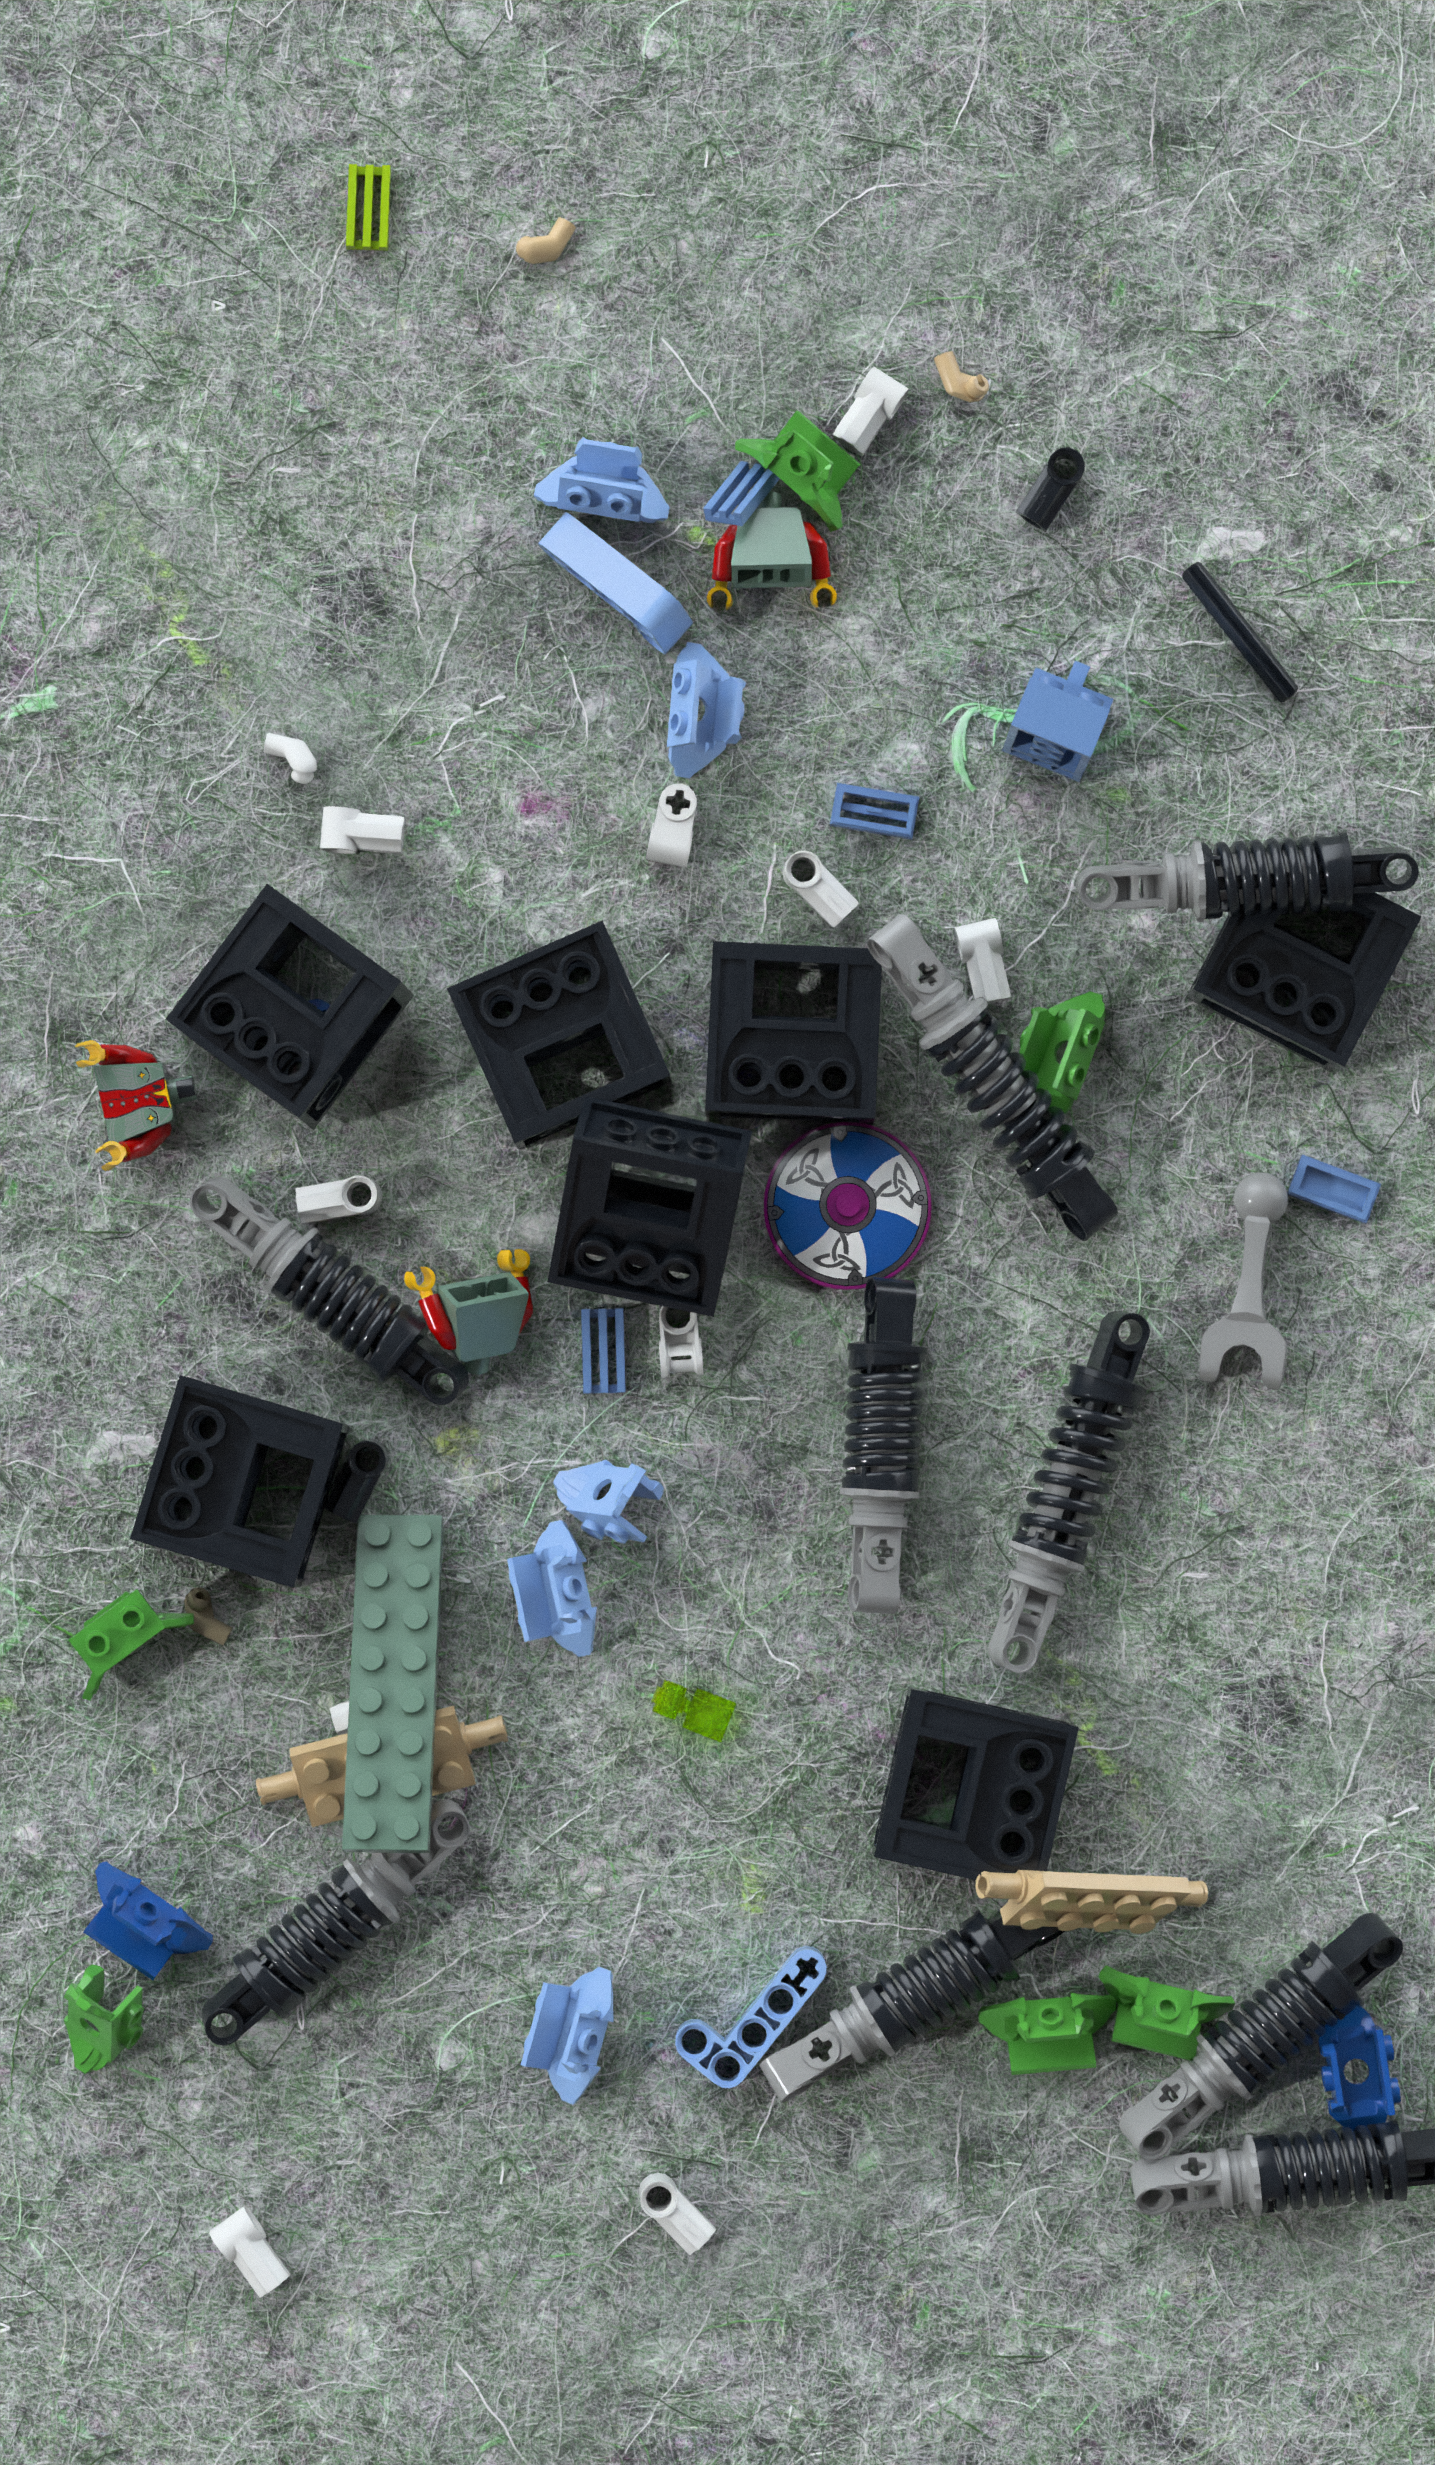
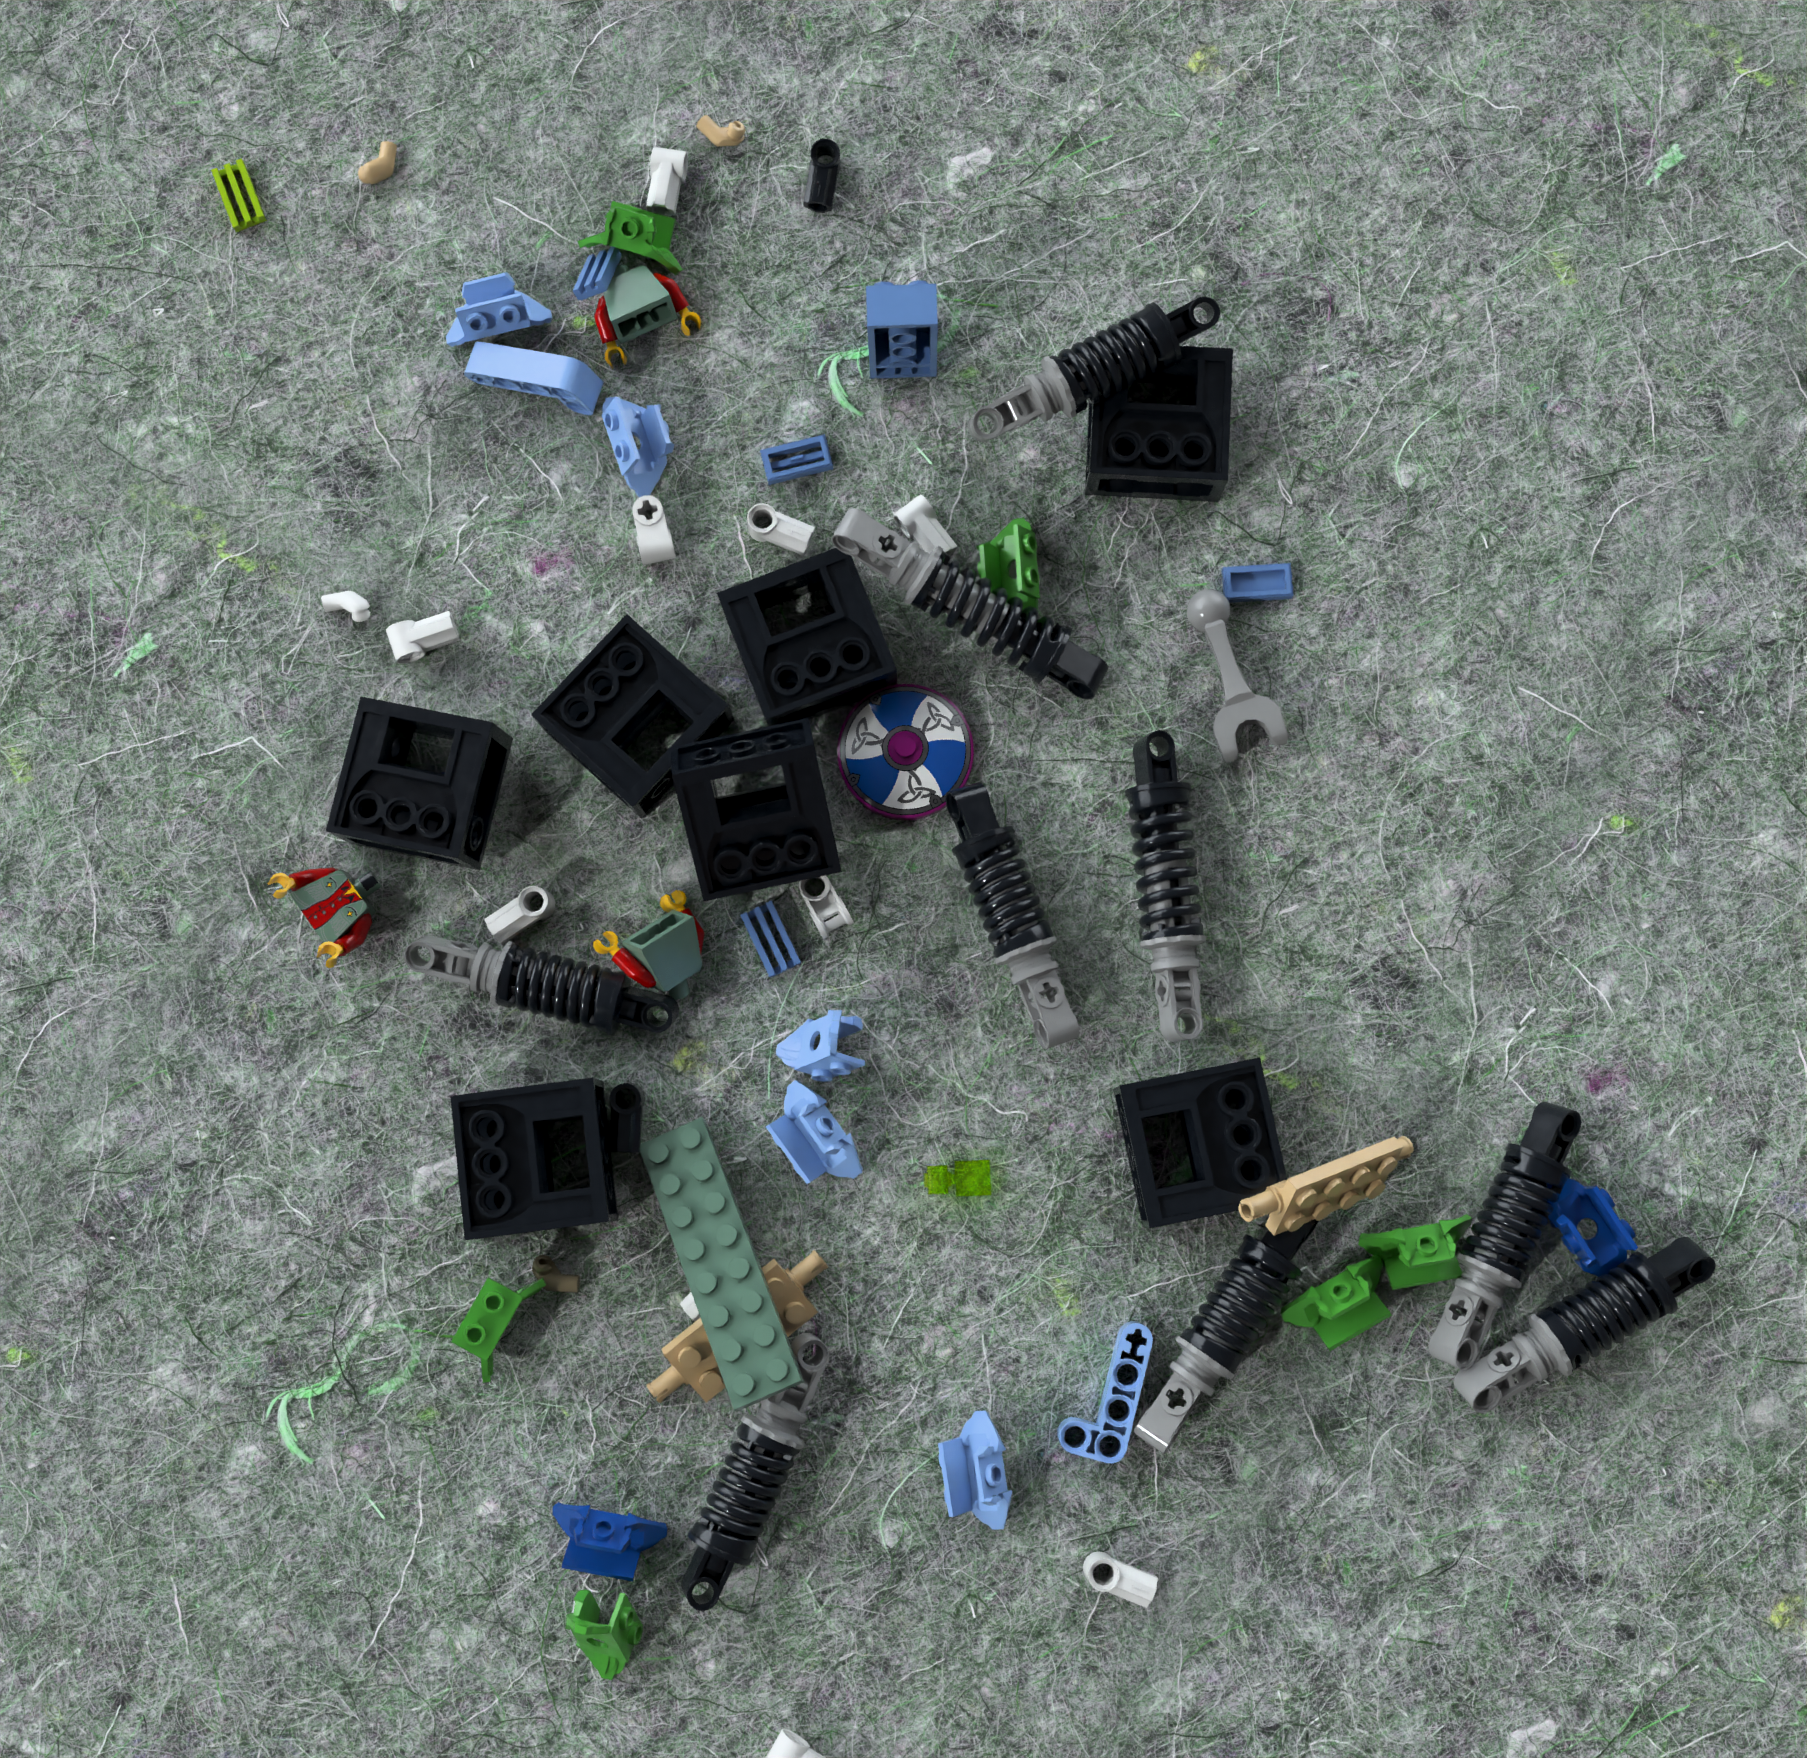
camera: 25 degrees left, 5 degrees down
(1240, 632) = (1004, 220): black axle -> none

